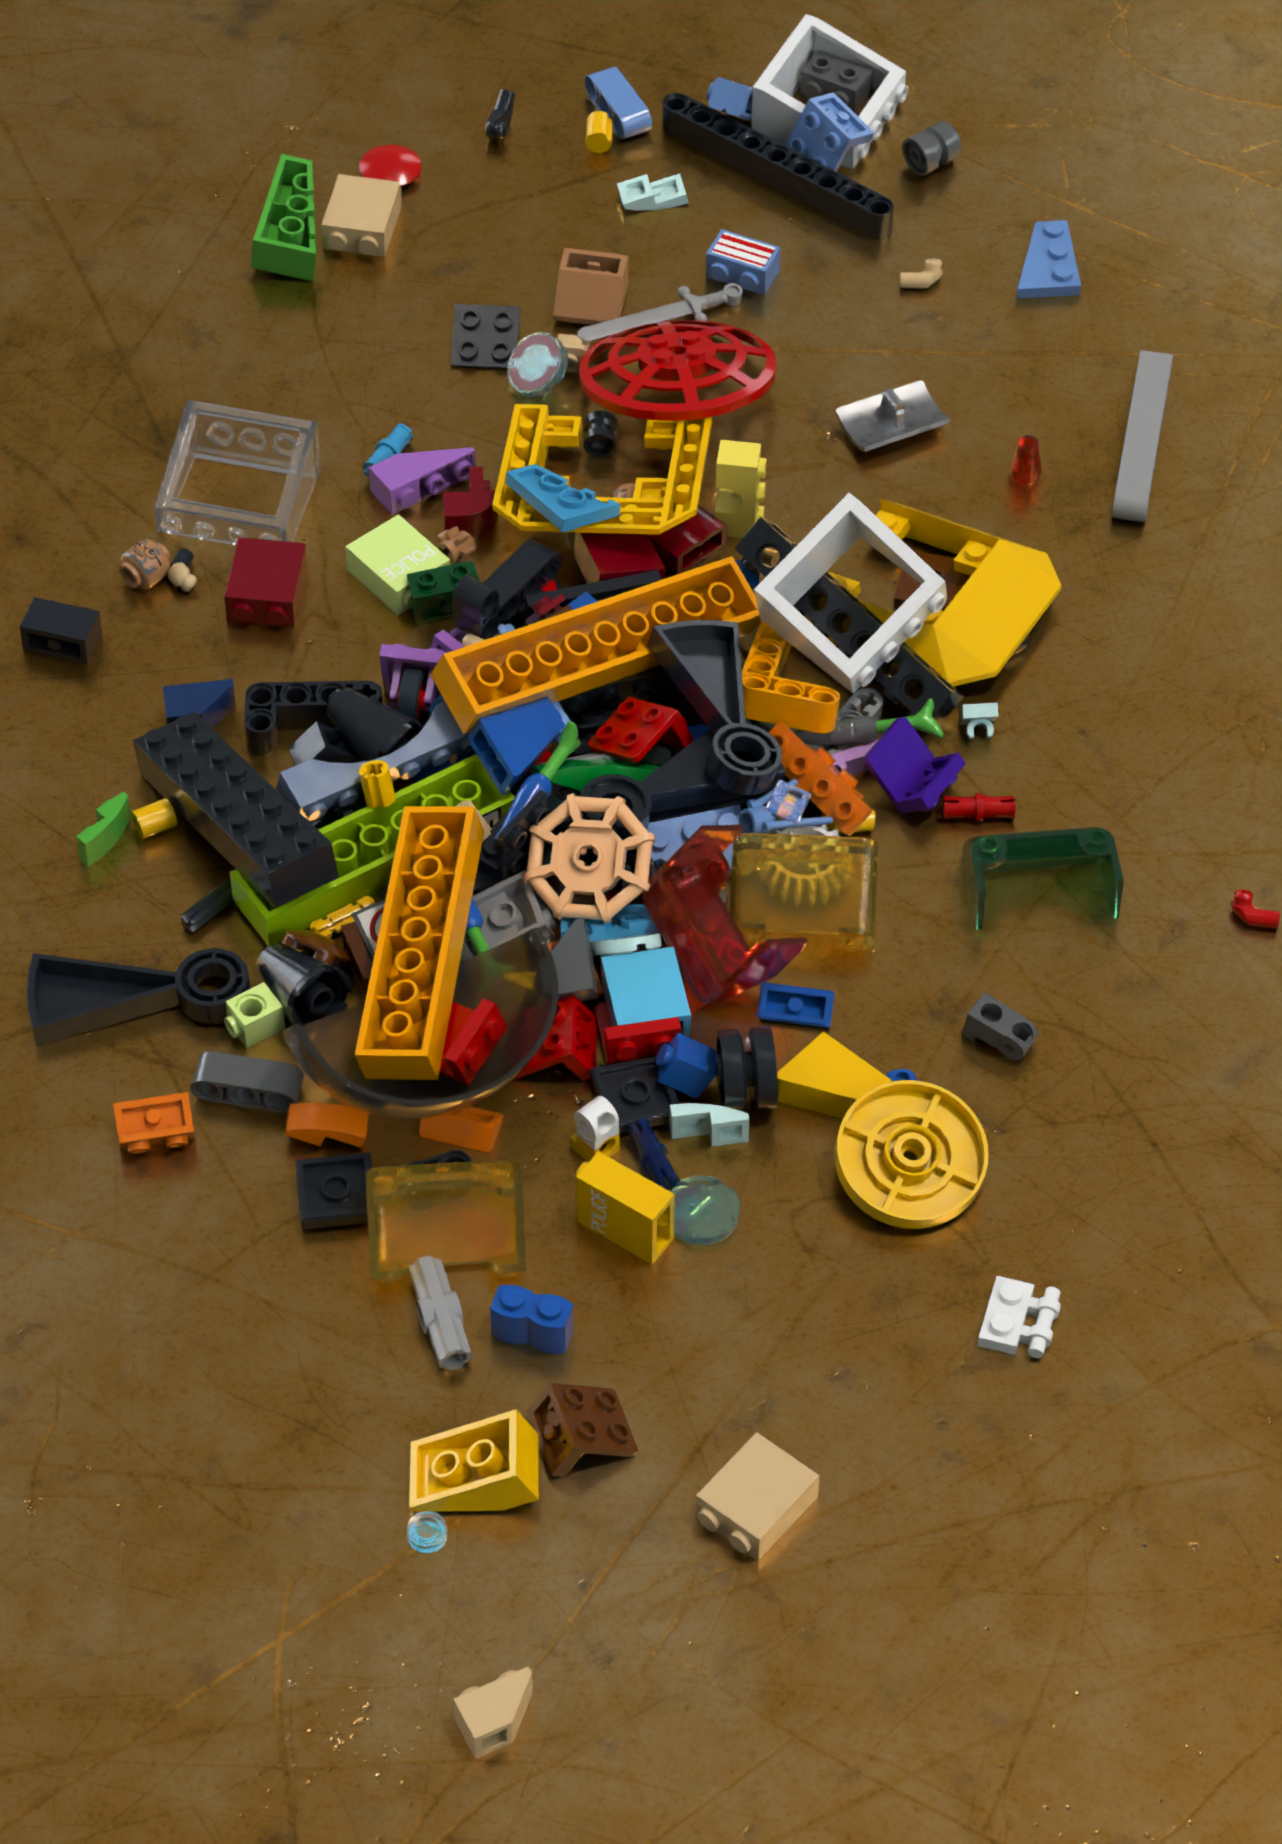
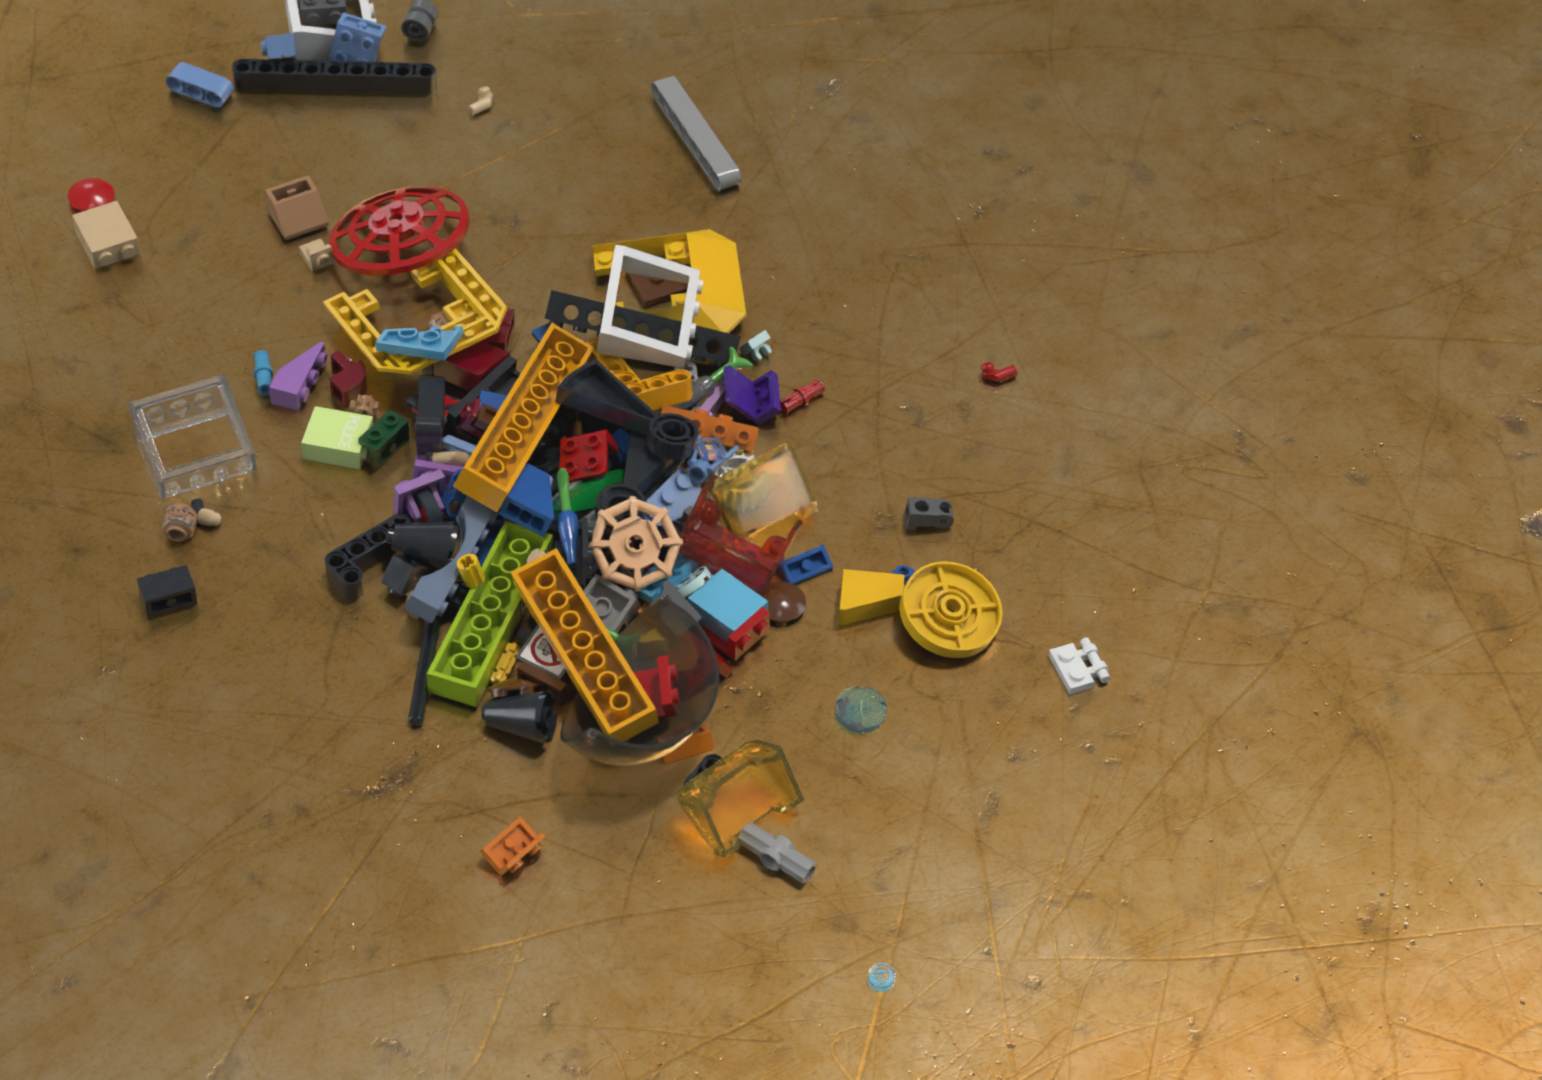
camera: 40 degrees left, 0 degrees up
(86, 995) = (395, 800): black piece -> none
(111, 823) = (312, 694): bright green slope -> none
(154, 818) = (336, 671): yellow piece -> none
(207, 699) = (296, 592): dark blue slope -> none
(236, 809) = (395, 634): black brick -> none
(246, 1081) = (543, 790): dark grey beam -> none
(254, 1015) = (510, 750): yellowish green brick -> none
(266, 581) = (266, 491): dark red brick -> none
(286, 227) = (65, 262): bright green wedge -> none
(316, 1120) = (608, 787): orange slope -> none
(333, 1190) = (653, 821): black plate -> none
(476, 1466) = (877, 924): yellow slope -> none
(484, 335) = (256, 270): black hinge -> none
(493, 1712) = (1013, 1049): tan slope -> none
(501, 115) = (132, 129): black arm -> none
(533, 1319) = (832, 824): blue brick -> none
(537, 364) = (308, 271): clear light blue tile -> none
(578, 1422) = (910, 868): reddish brown bracket -> none
(596, 1126) = (770, 698): white leg -> none
(599, 132) = (205, 108): yellow piece -> none
(600, 434) = (382, 290): black wheel -> none
(624, 1207) = (828, 731): yellow brick -> none
(634, 1091) = (767, 666): black plate -> none
(653, 1154) = (809, 694): clear blue pin -> none
(657, 195) = (274, 131): light aqua slope -> none
(686, 1065) = (786, 632): blue brick -> none
(689, 305) = (360, 189): light grey sword -> none
(720, 1122) = (827, 655): light aqua slope -> none
(739, 485) = (510, 271): light yellow arch -> none
(743, 261) = (370, 145): medium blue brick -> none
(750, 1069) = (823, 614): black wheel -> none
(756, 1496) = (1039, 844): tan brick -> none
(890, 416) = (544, 195): flat silver shield -> none
(1026, 462) = (647, 181): clear red cone -> none
(1041, 850) = (836, 418): clear green windscreen -> none
(1049, 263) = (548, 57): medium blue wing -> none

